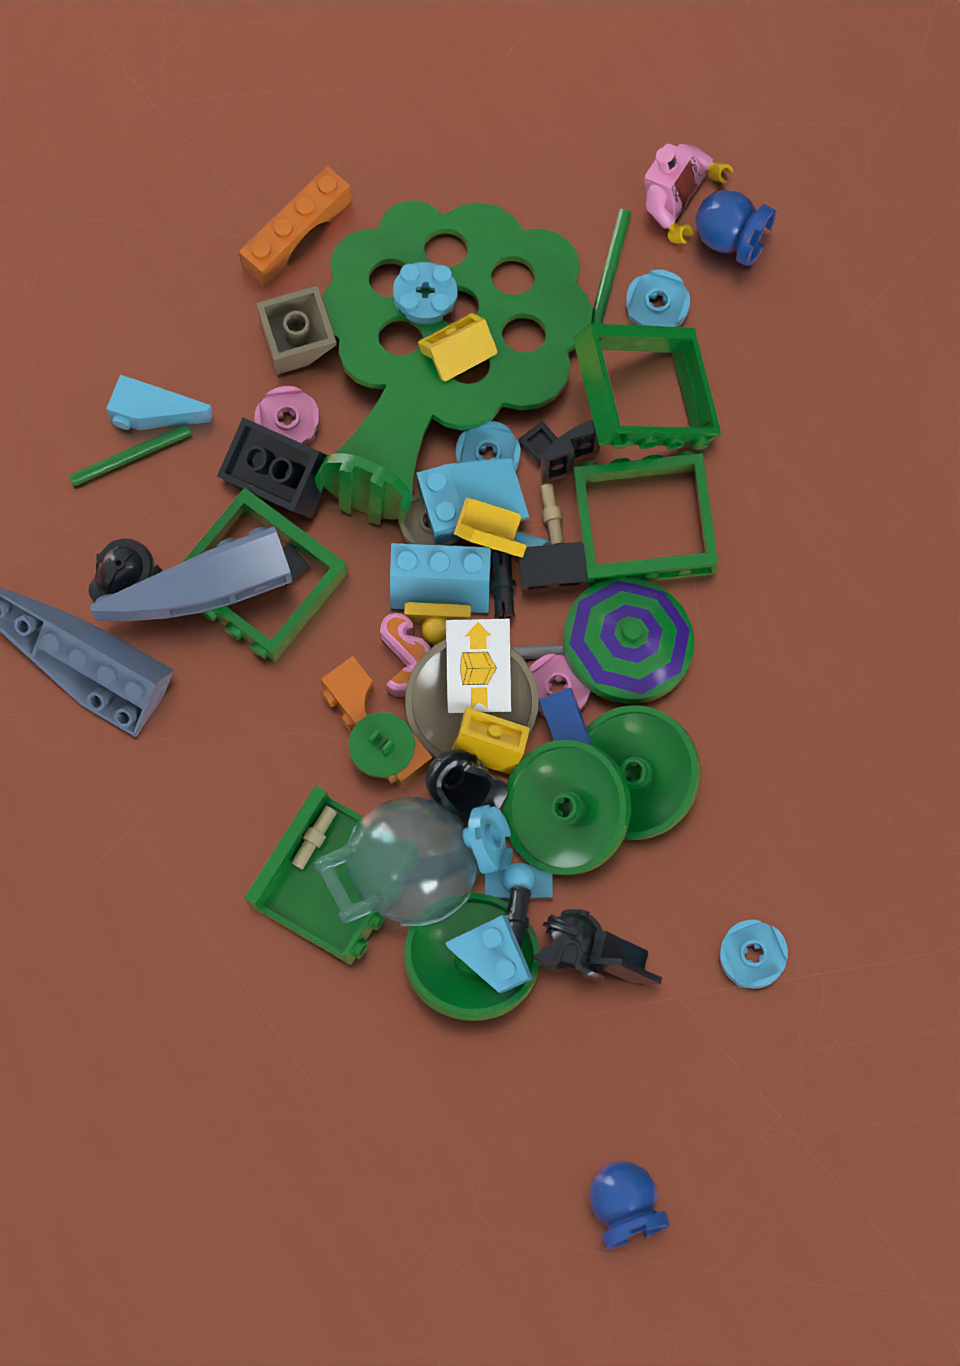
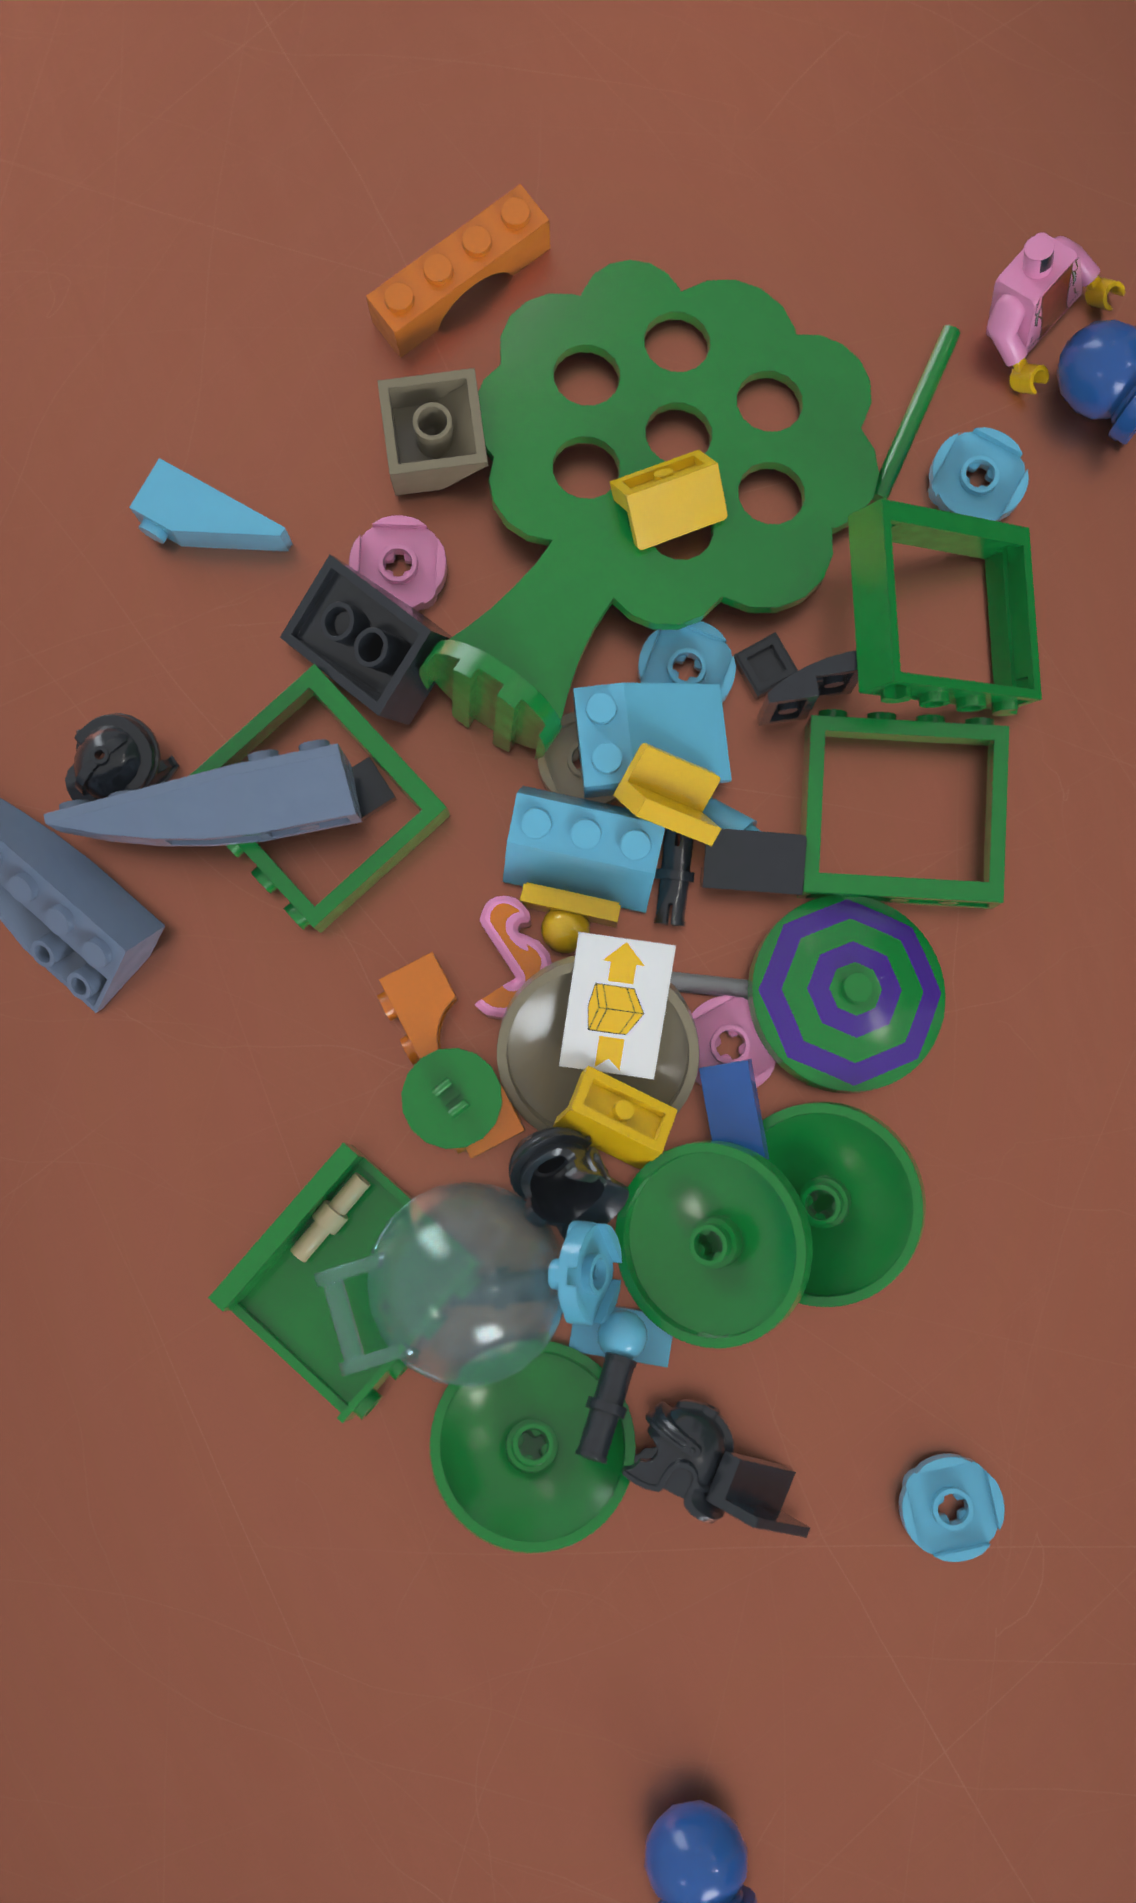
camera: 10 degrees right, 10 degrees up
(130, 455) = (159, 582): green bar -> none
(425, 275) = (641, 380): medium azure plate -> none
(493, 954) = (563, 1464): medium azure wing -> none
(552, 514) = (765, 780): tan bar -> none

